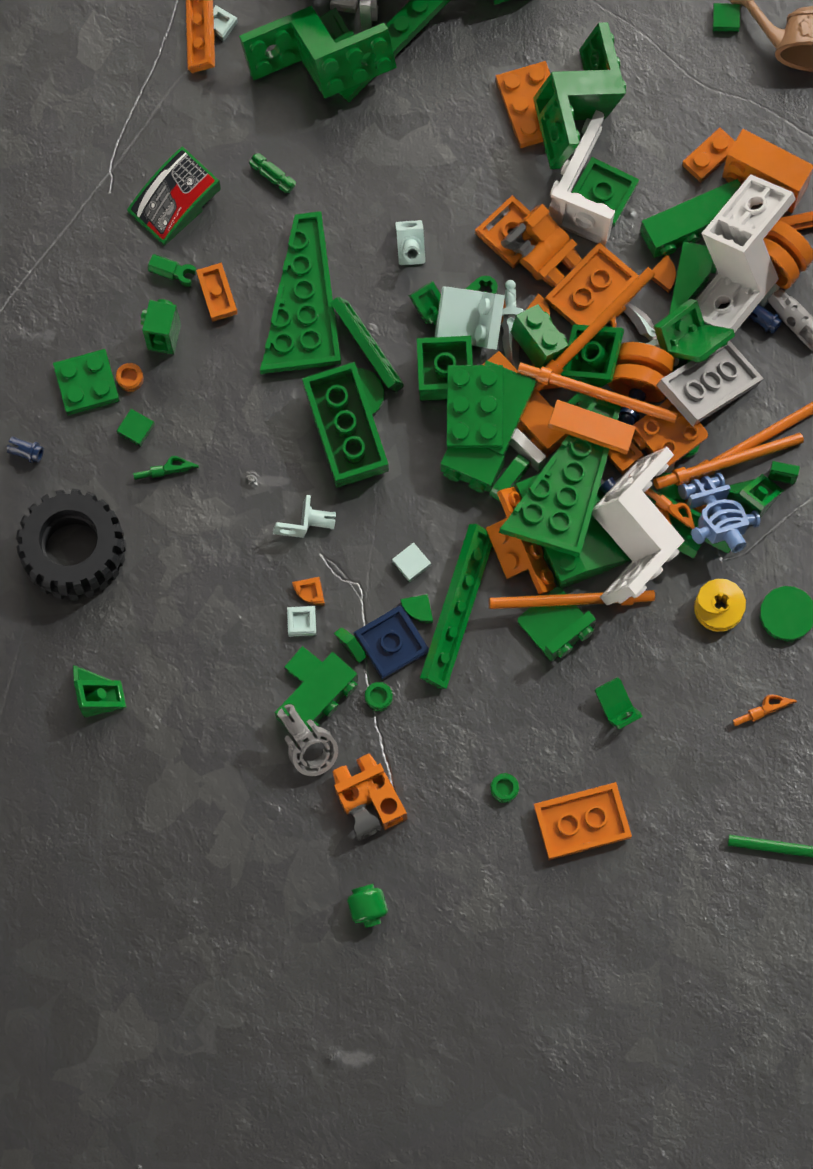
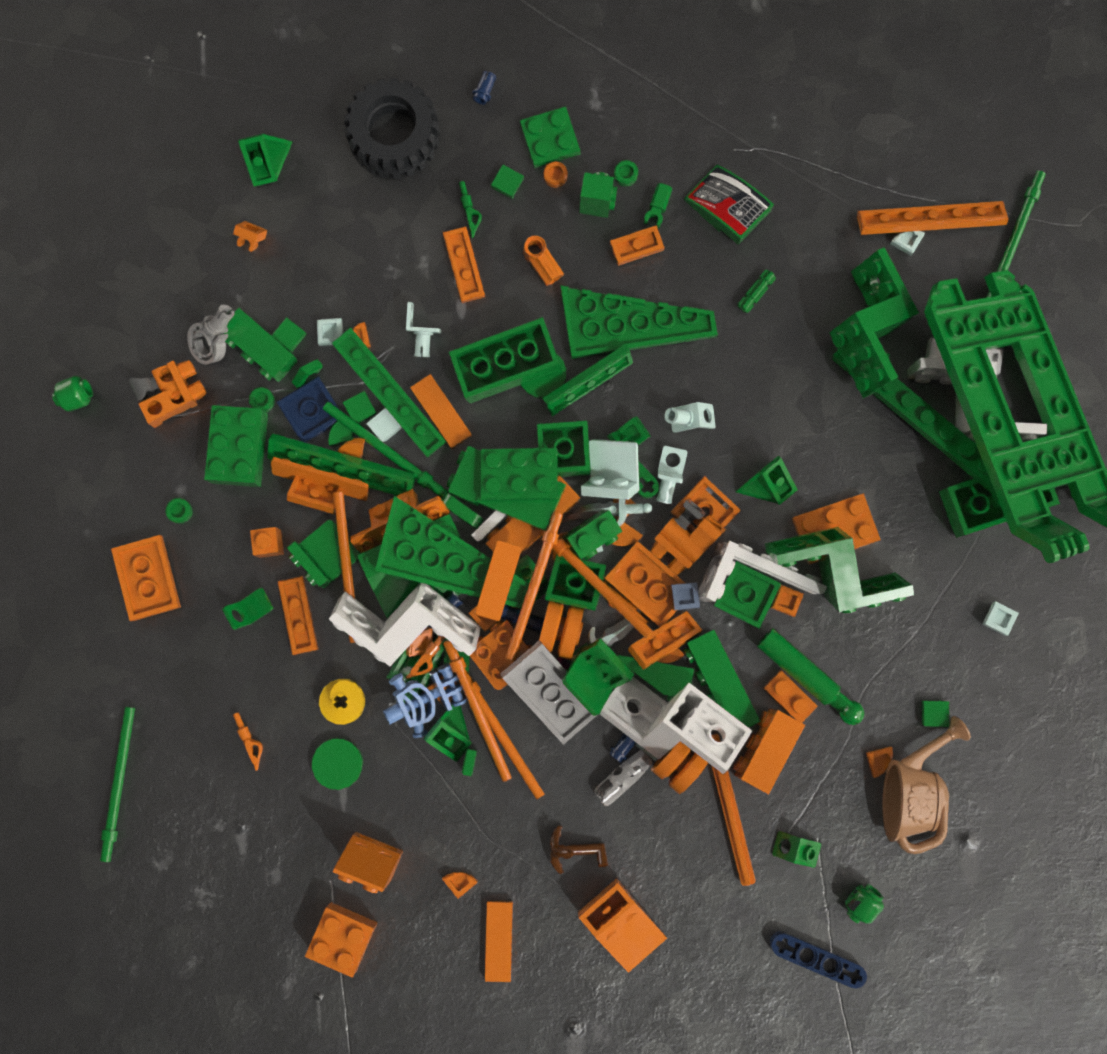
camera: 85 degrees right, 10 degrees up
(132, 303) = (626, 173): none -> green tile
(183, 706) = (249, 232): none -> orange tile
(229, 476) = (464, 264): none -> orange tile
(231, 388) = (542, 262): none -> orange piece
(335, 25) = (903, 340): green bracket -> none
(375, 553) = (389, 392): none -> green plate
(390, 588) = (359, 407): none -> green tile
(396, 501) = (441, 411): none -> orange tile
(433, 718) = (236, 446): none -> green brick
(438, 592) = (353, 448): none -> orange tile
(472, 264) = (670, 475): none -> light aqua bracket
(474, 516) = (424, 478): none -> green bar
(481, 633) = (316, 487): none -> orange bracket
(482, 165) = (770, 483): none -> green slope
(543, 684) = (267, 542): none -> orange brick
(606, 249) = (685, 596): none -> sand blue tile
(610, 152) = (787, 601): none -> orange tile
(624, 656) = (298, 615): none -> orange tile
(642, 255) = (665, 640): none -> orange plate
(688, 133) = (810, 676): none -> green piece
(775, 72) = (879, 760): none -> orange tile

